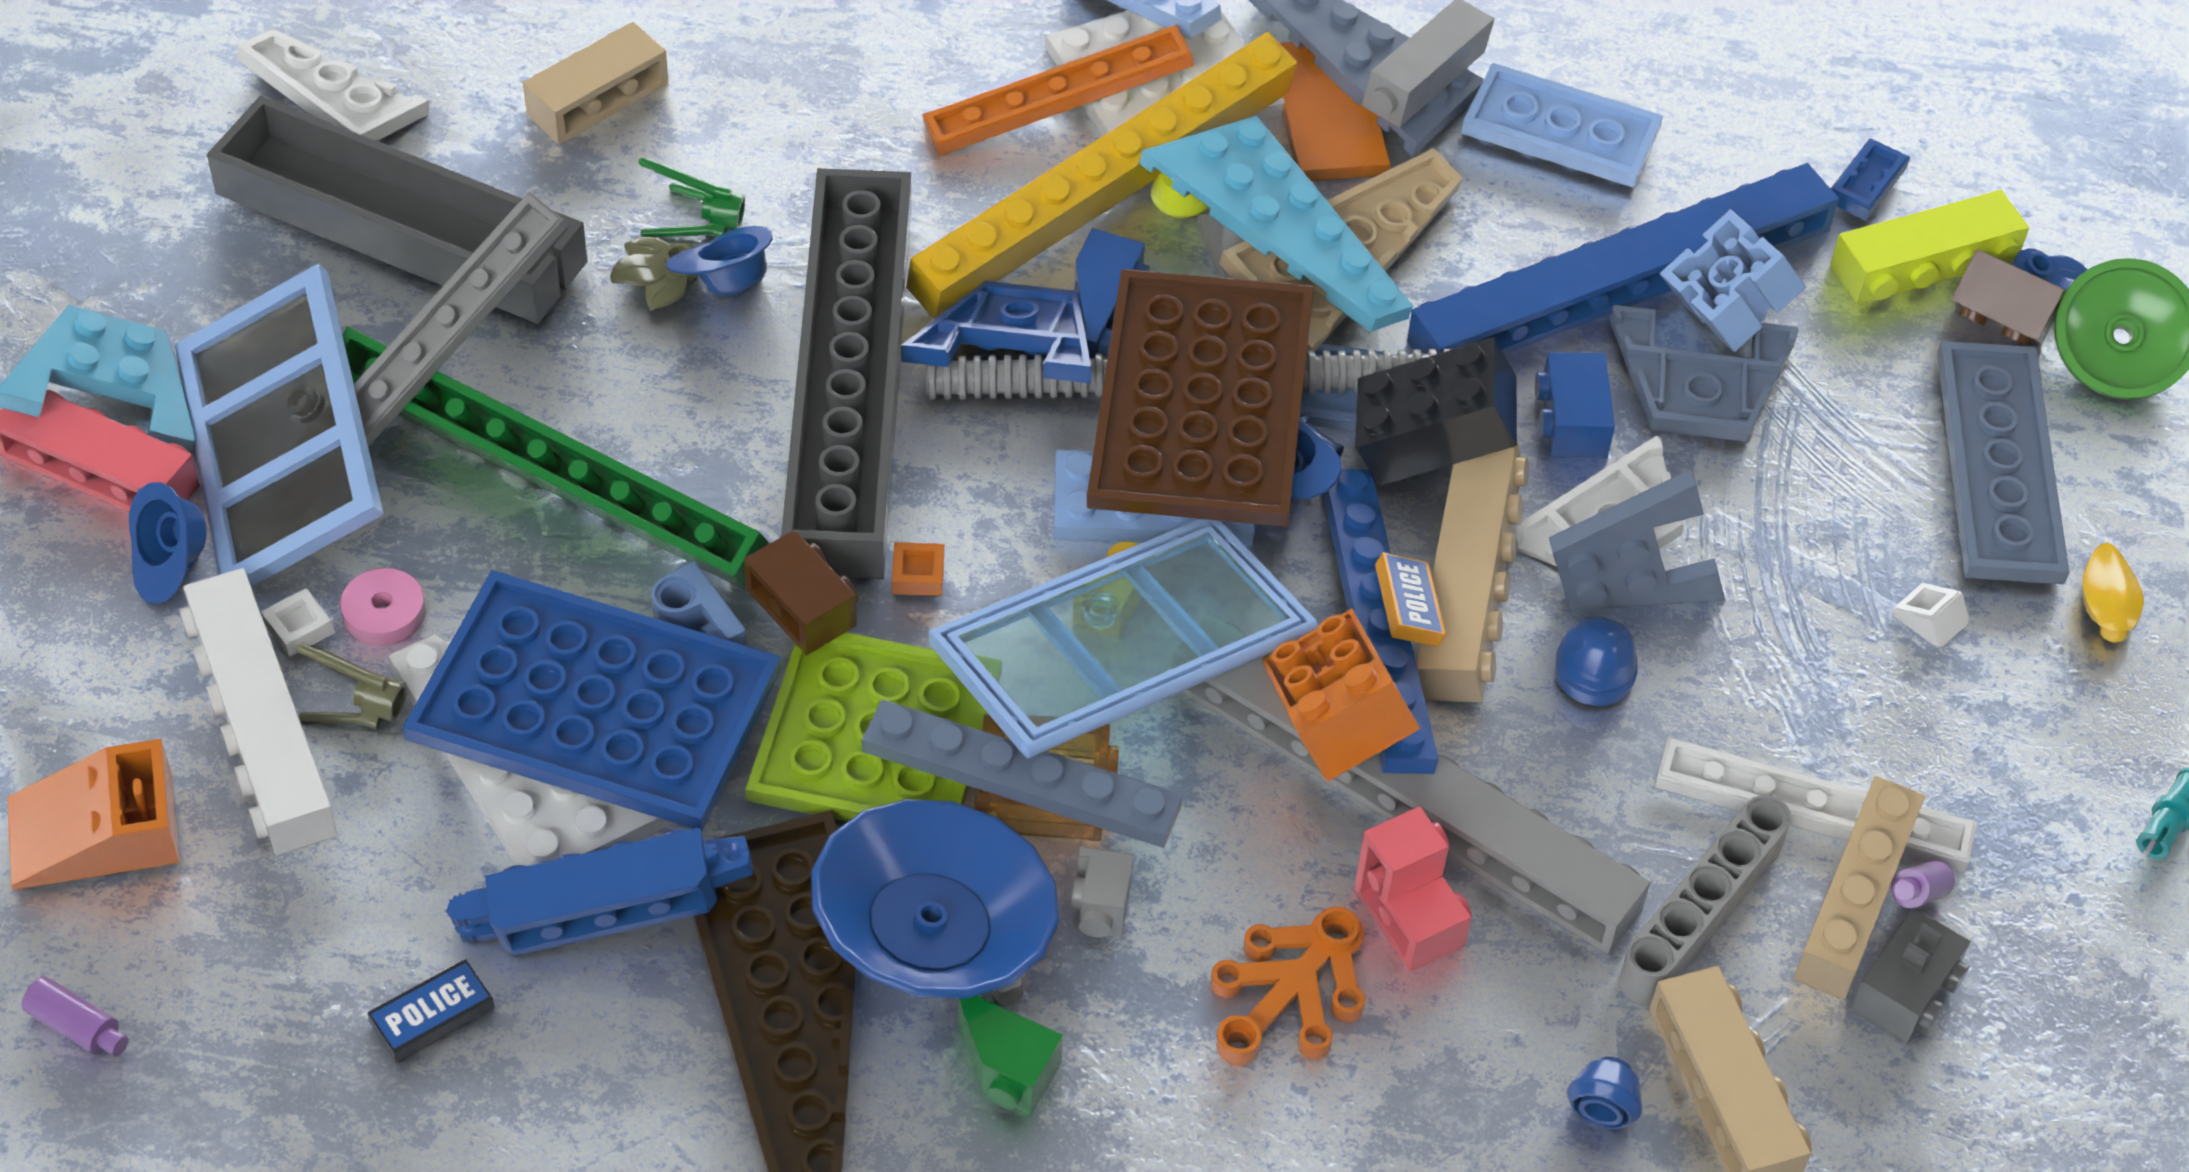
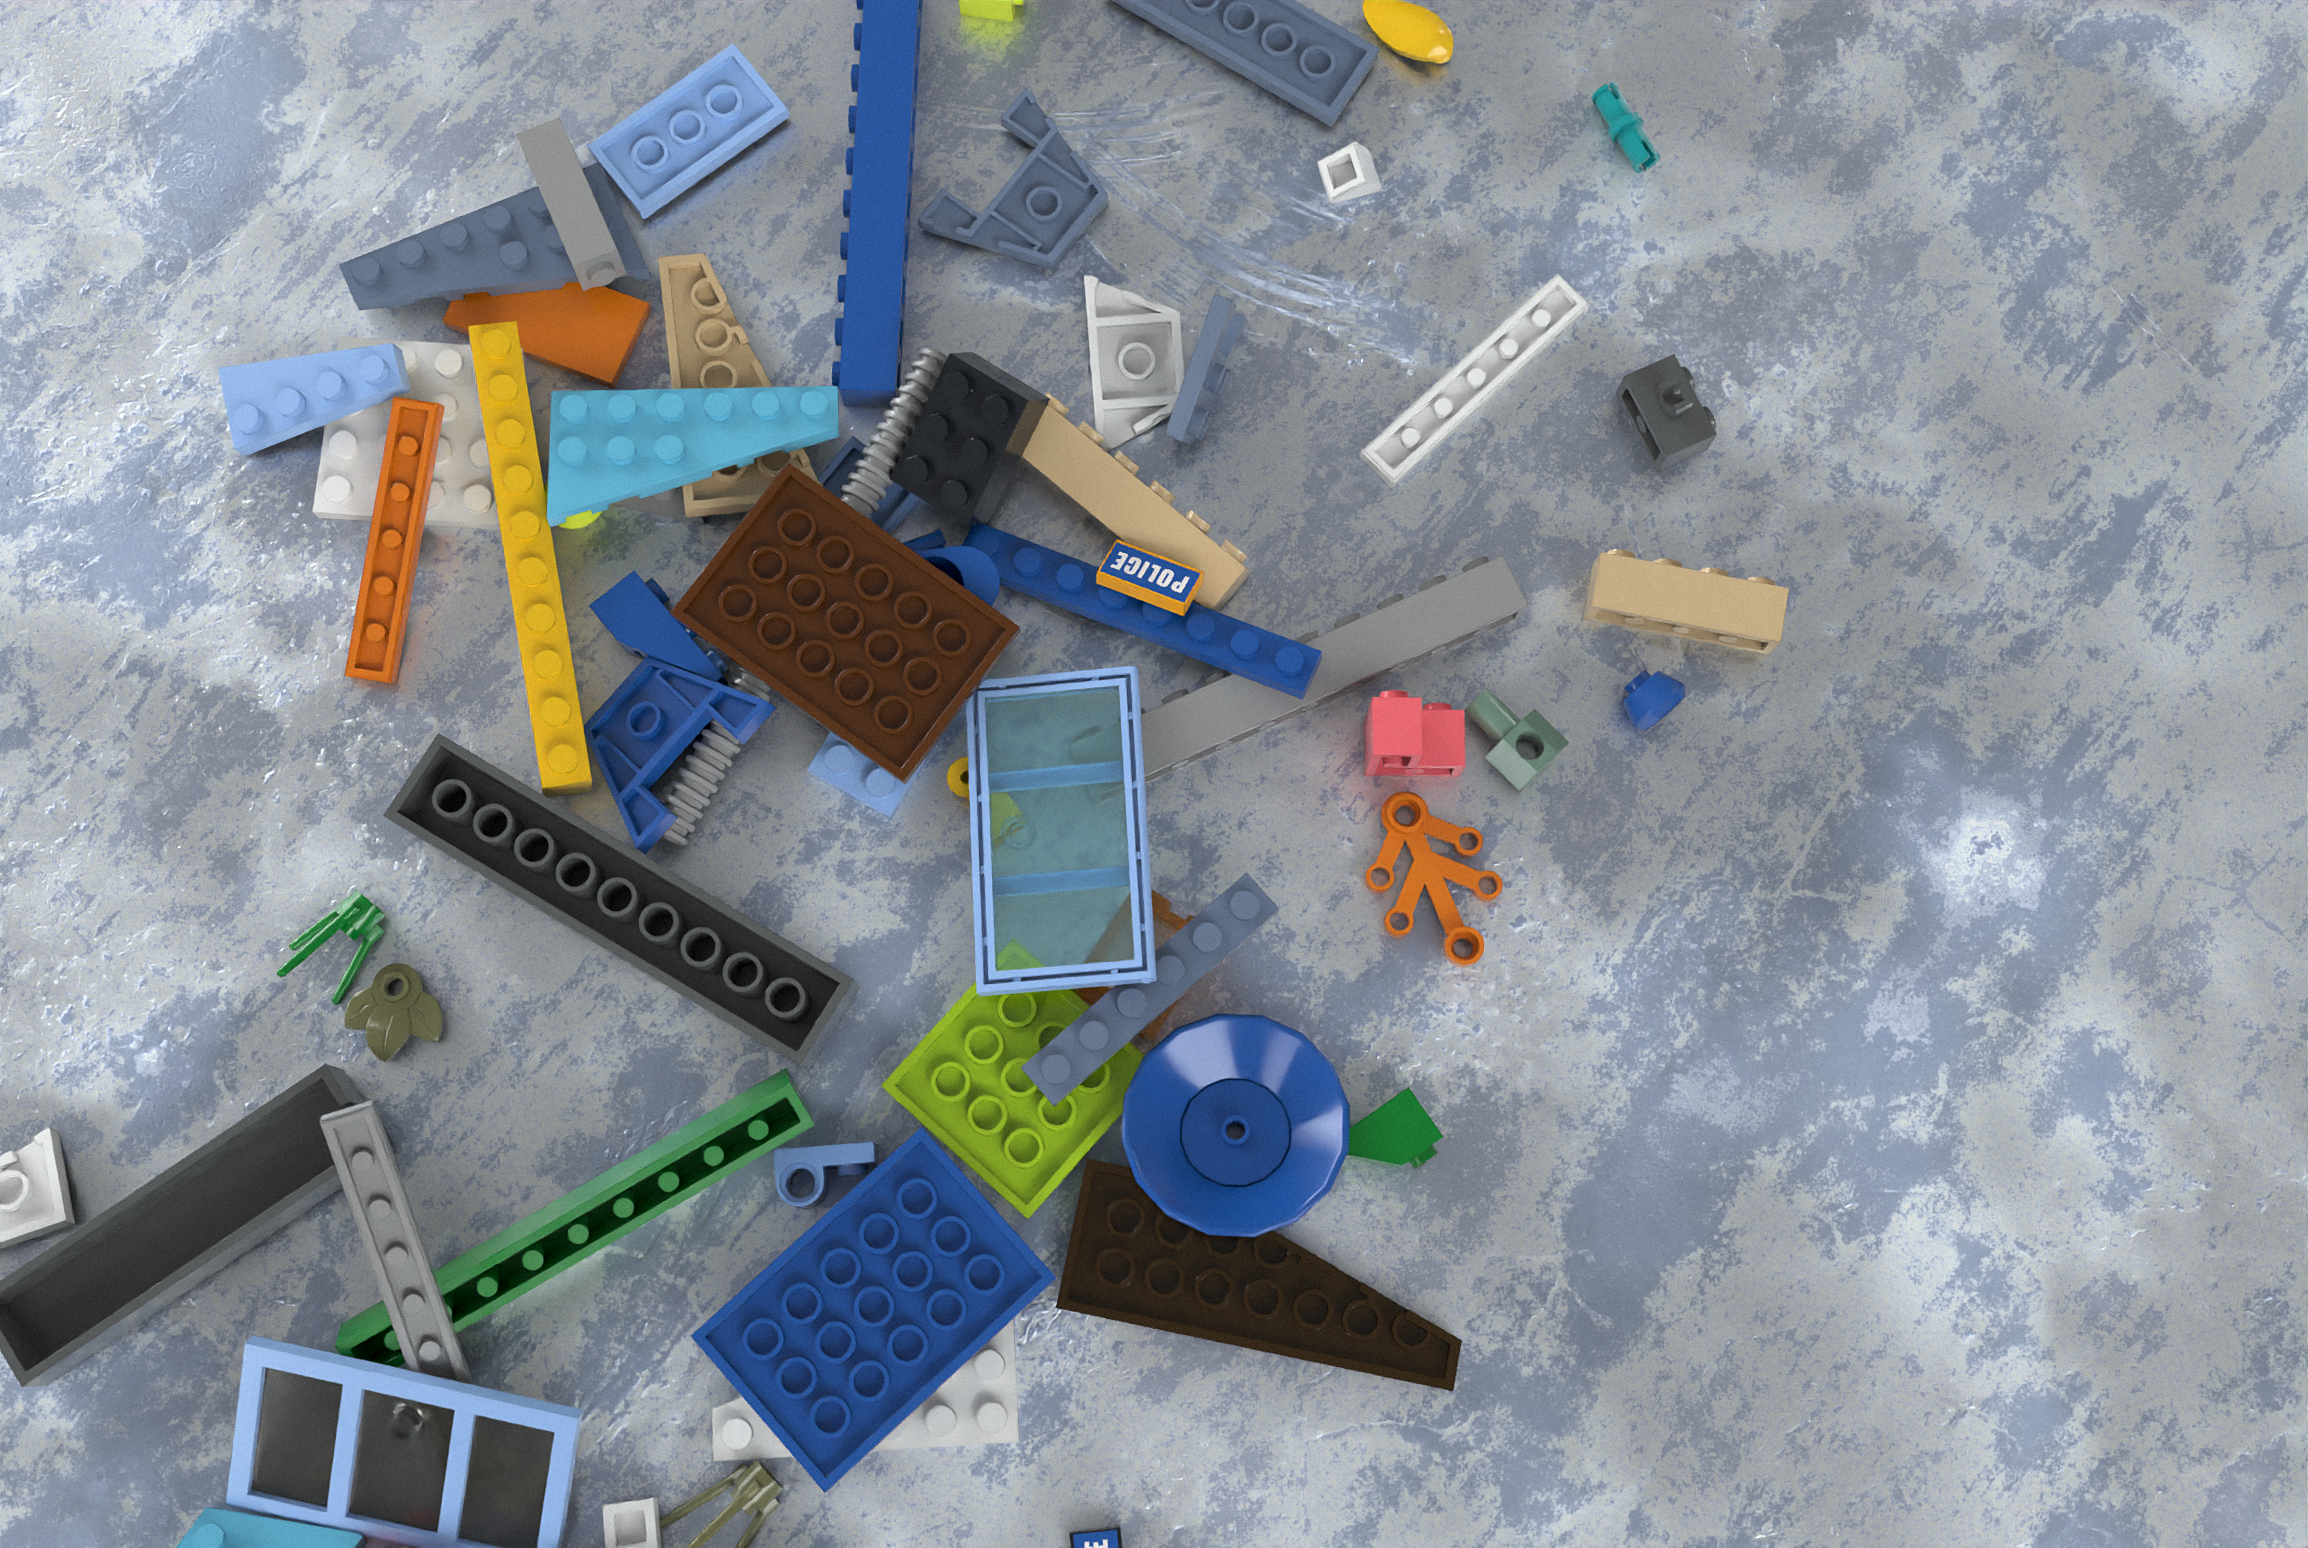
camera: 60 degrees left, 25 degrees up
(387, 624) = (626, 1443): bright pink piece -> none
(595, 82) = (123, 957): tan brick -> none
(600, 891) = (1076, 1392): blue hinge -> none
(727, 262) = (428, 949): blue piece -> none
(801, 591) = (862, 1074): reddish brown brick -> none
(918, 569) = (870, 954): orange plate -> none
(1102, 891) = (1280, 979): light grey brick -> none
(1339, 695) = (1223, 694): orange slope -> none
(1480, 983) = (1507, 730): none -> sand green piece
(1576, 405) = (1002, 314): blue brick -> none
(1596, 662) = (1261, 461): blue hat -> none
(1710, 878) = (1526, 497): light grey beam -> none
(1733, 280) = (963, 111): light blue brick -> none
(1859, 887) = (1582, 400): tan brick -> none
(1922, 884) = (1603, 354): medium lavender cylinder -> none

